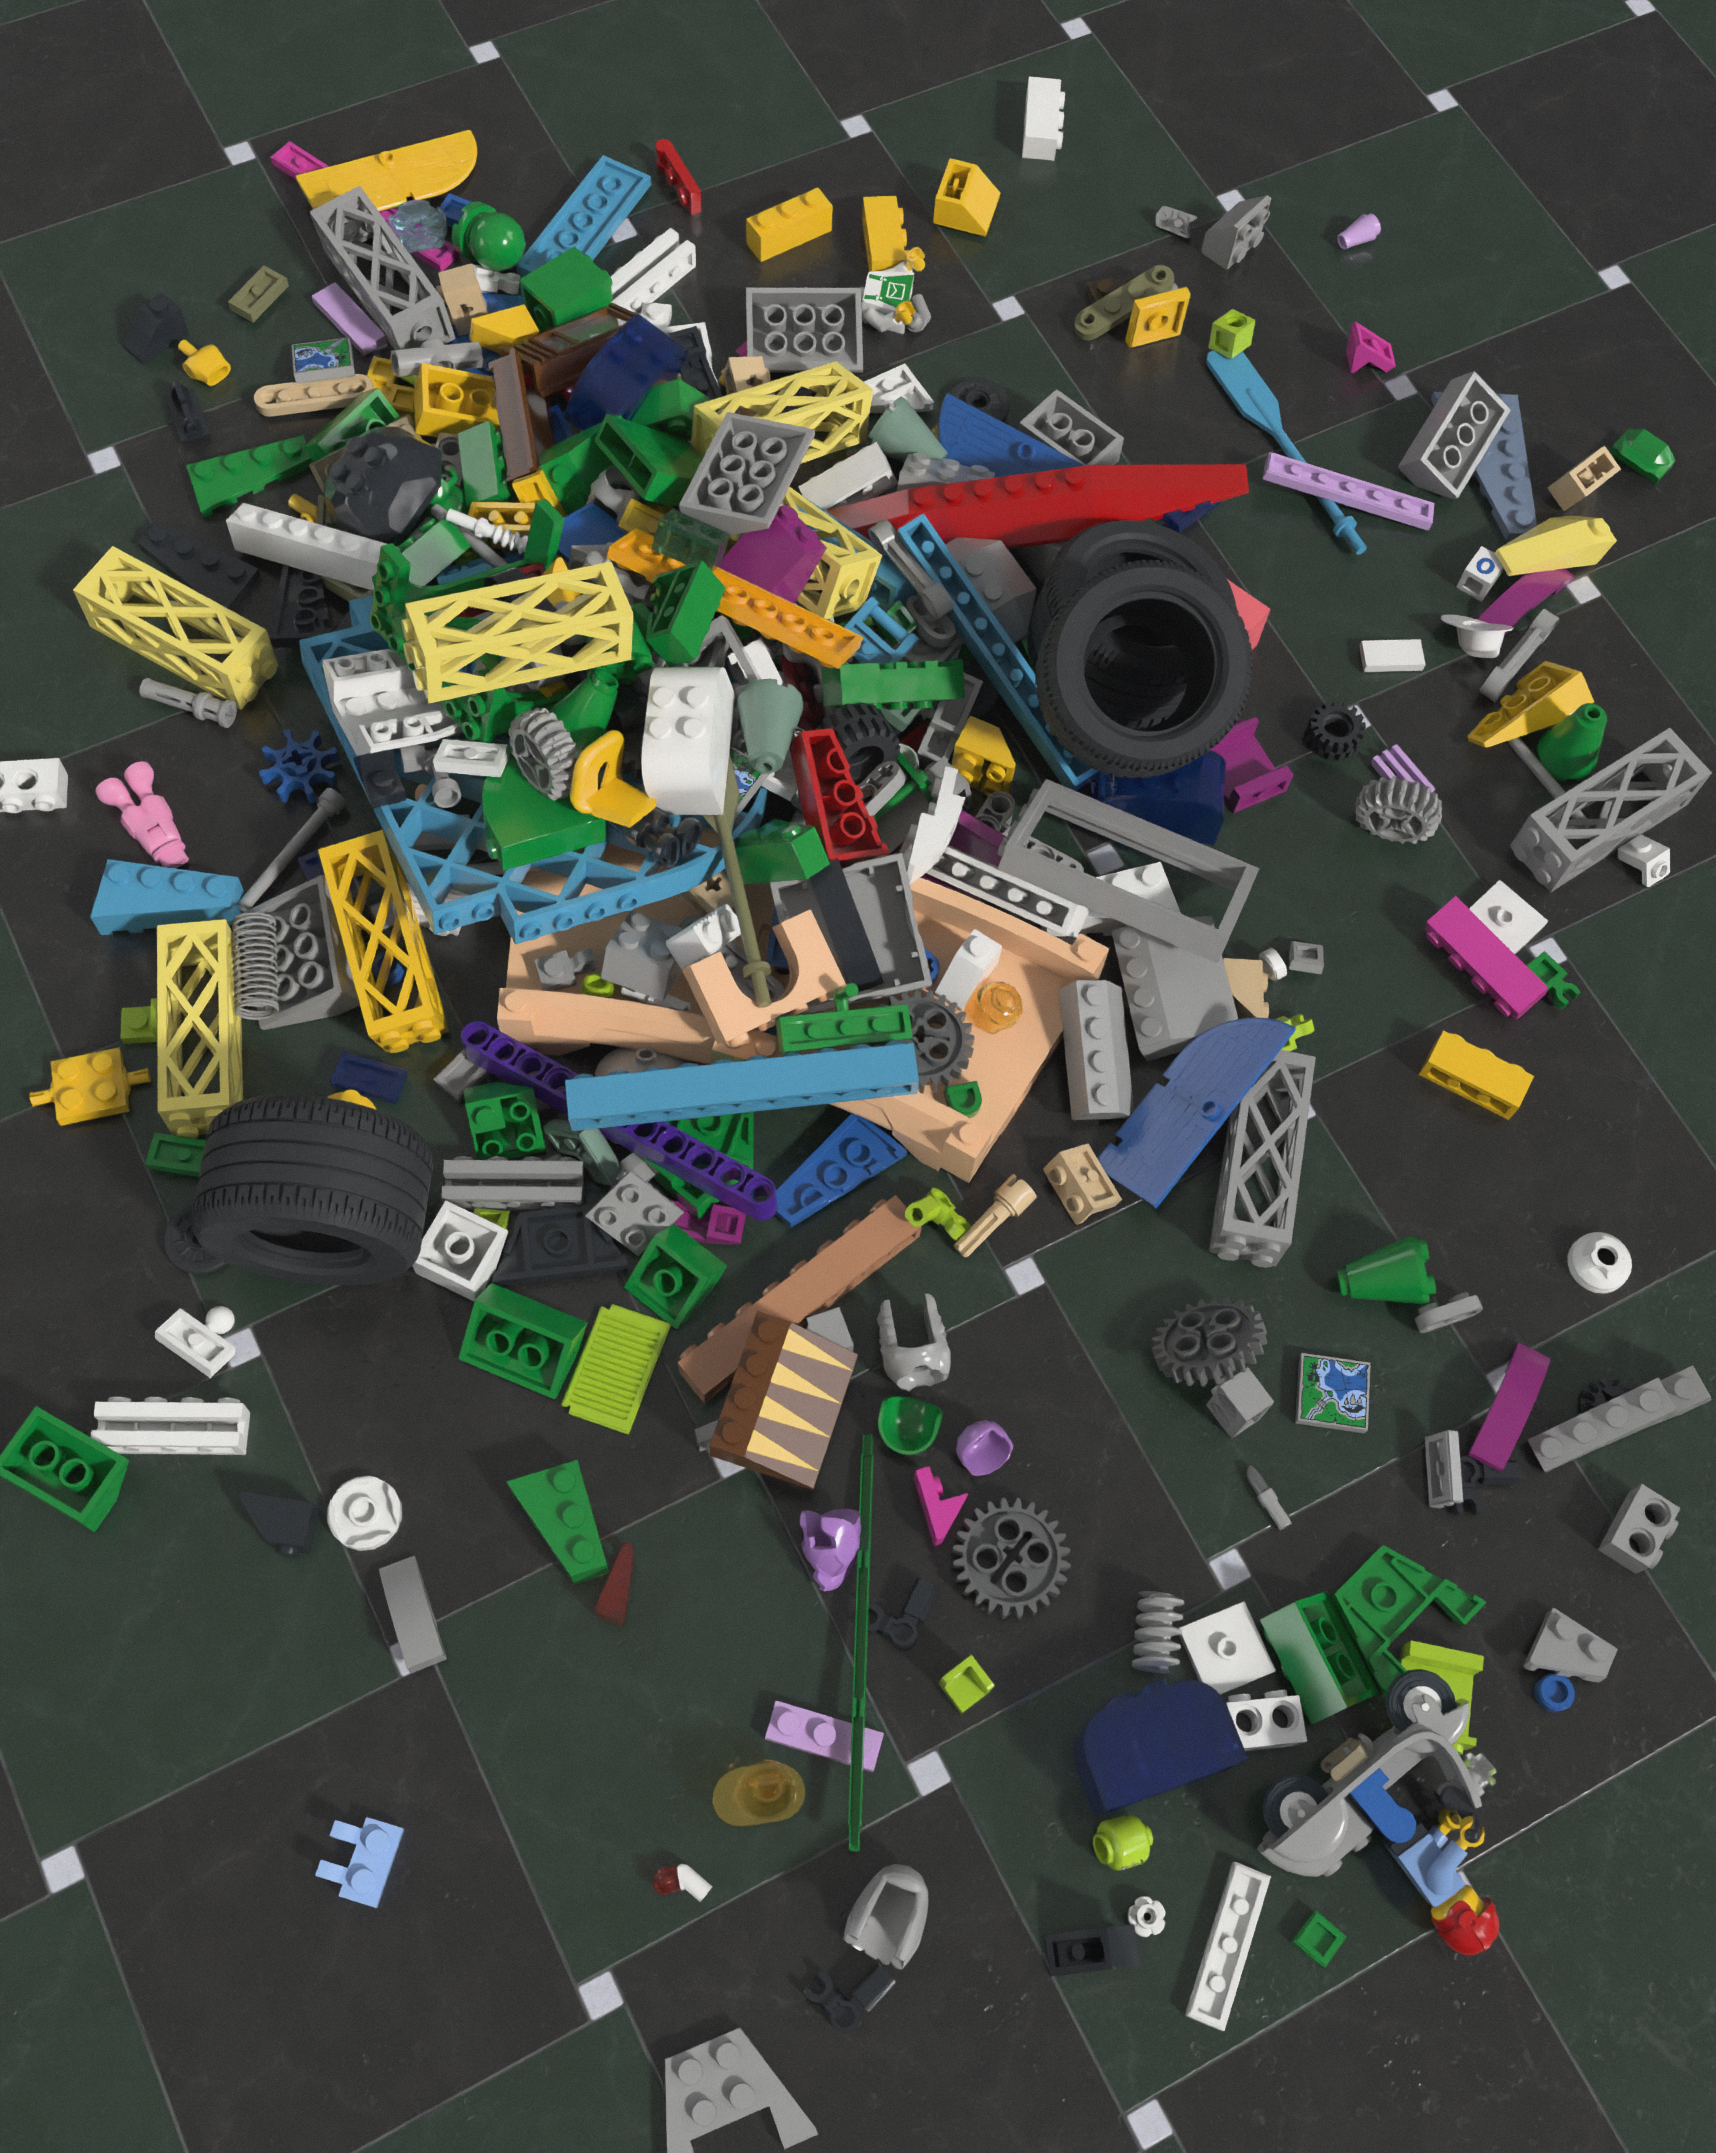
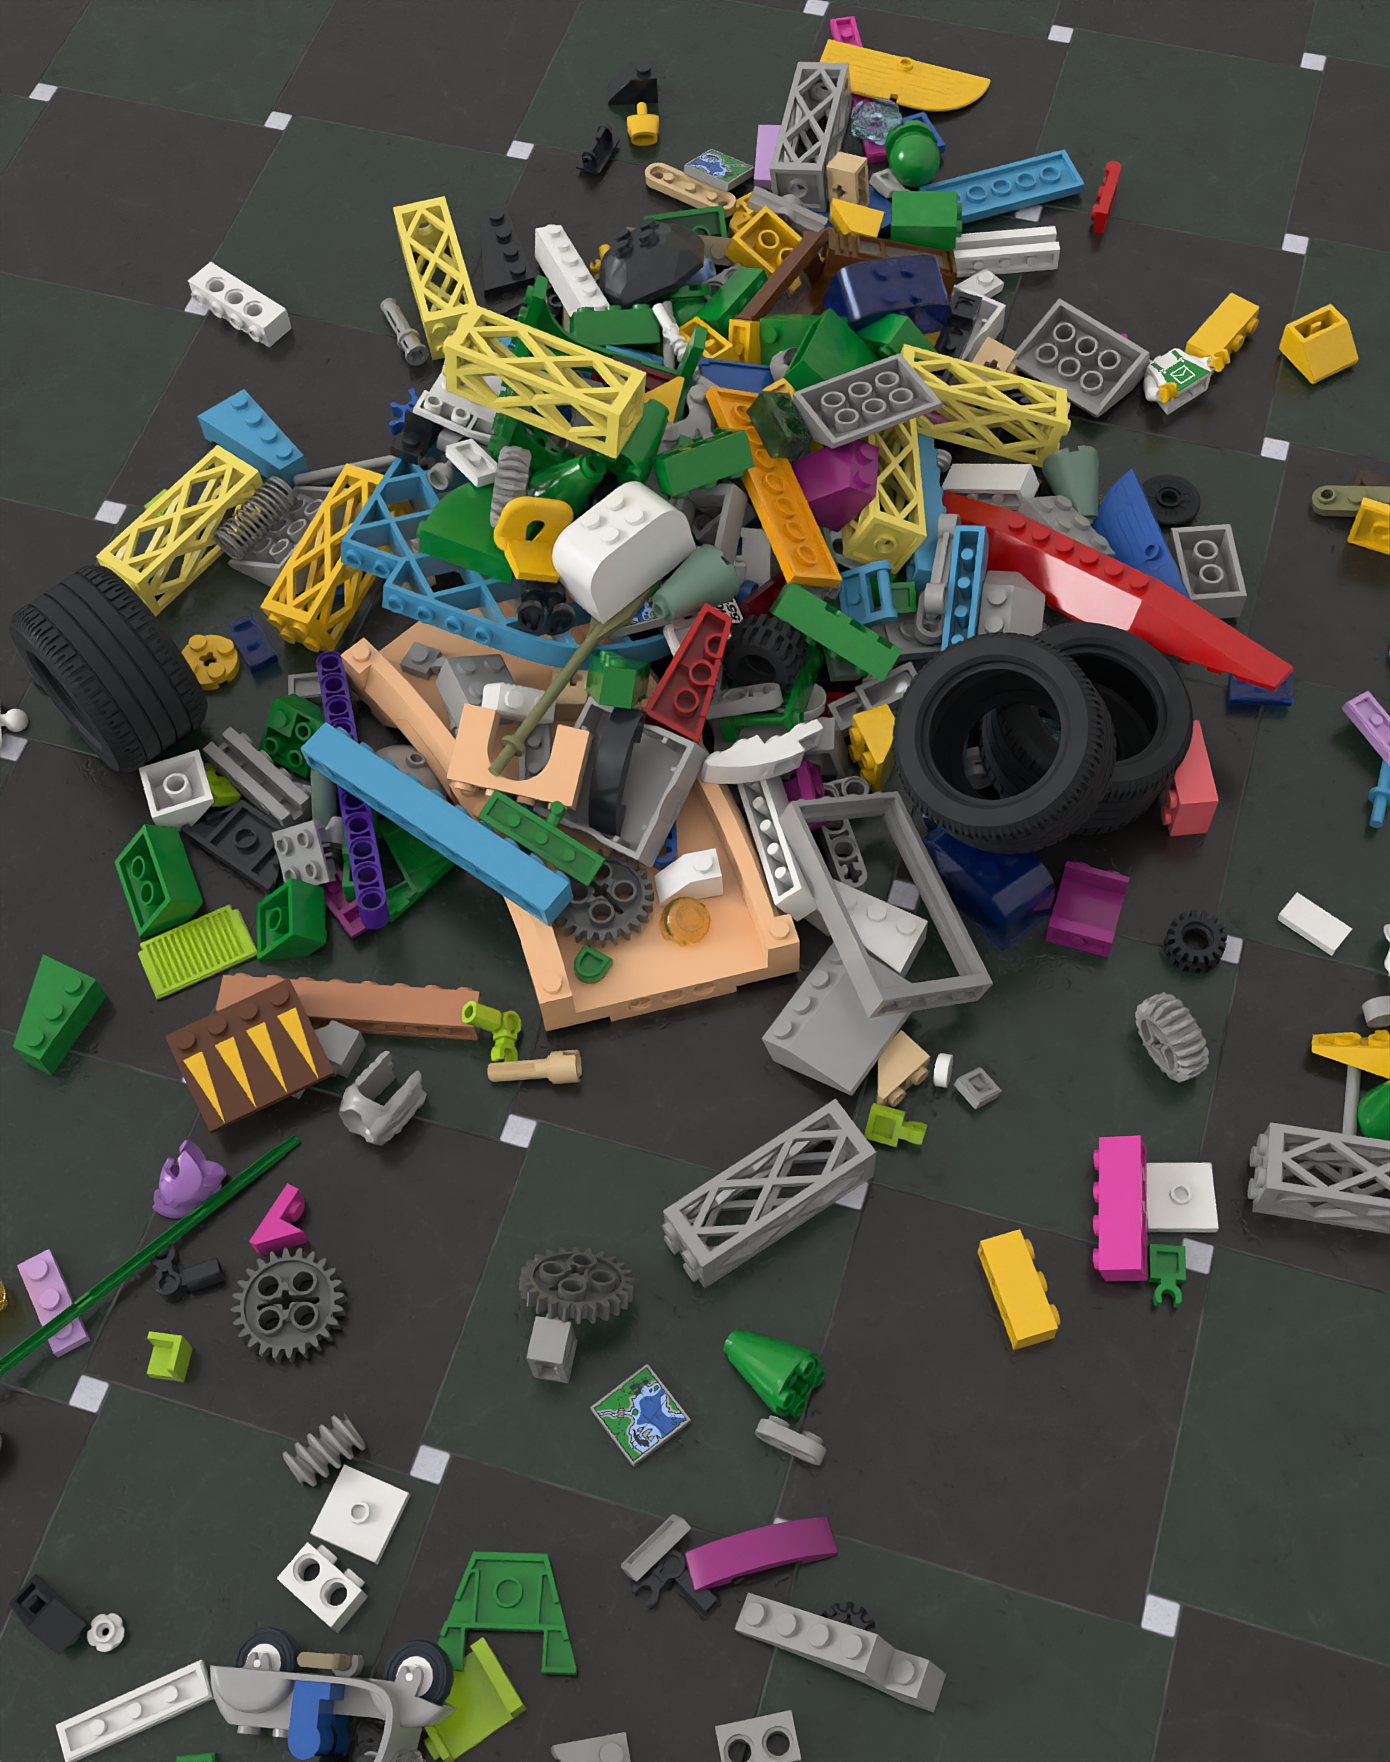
camera: 55 degrees right, 5 degrees down
(90, 1086) = (96, 520): yellow plate -> none
(149, 822) = (301, 383): bright pink piece -> none
(227, 477) = (584, 208): green wing -> none
(258, 293) = (725, 102): olive plate -> none
(595, 986) = (429, 692): lime plate -> none
(614, 1597) = (37, 1086): clear red slope -> none
(789, 224) = (1155, 279): yellow brick -> none
(837, 1166) = (466, 943): blue wing -> none
(898, 383) = (1113, 447): white wing -> none
(908, 1424) = (322, 1149): green helmet -> none
(922, 314) = (1190, 410): light grey arm -> none
(983, 1447) = (351, 1213): medium lavender hair -> none
(1081, 1183) = (624, 1100): tan bracket -> none
(1096, 1050) = (731, 1016): light grey slope -> none
(1122, 1842) = (144, 1564): lime head -> none
(1155, 1744) = (226, 1517): clear blue brick -> none
(1185, 1114) = (749, 1110): blue door -> none
(1267, 1498) = (509, 1441): light grey piece -> none
(1318, 1656) = (414, 1582): green slope -> none
(1401, 765) = (1220, 996): lavender tile -> none
(1590, 1271) = (959, 1541): white piece -> none
(1648, 857) = (1367, 1254): white bracket -> none

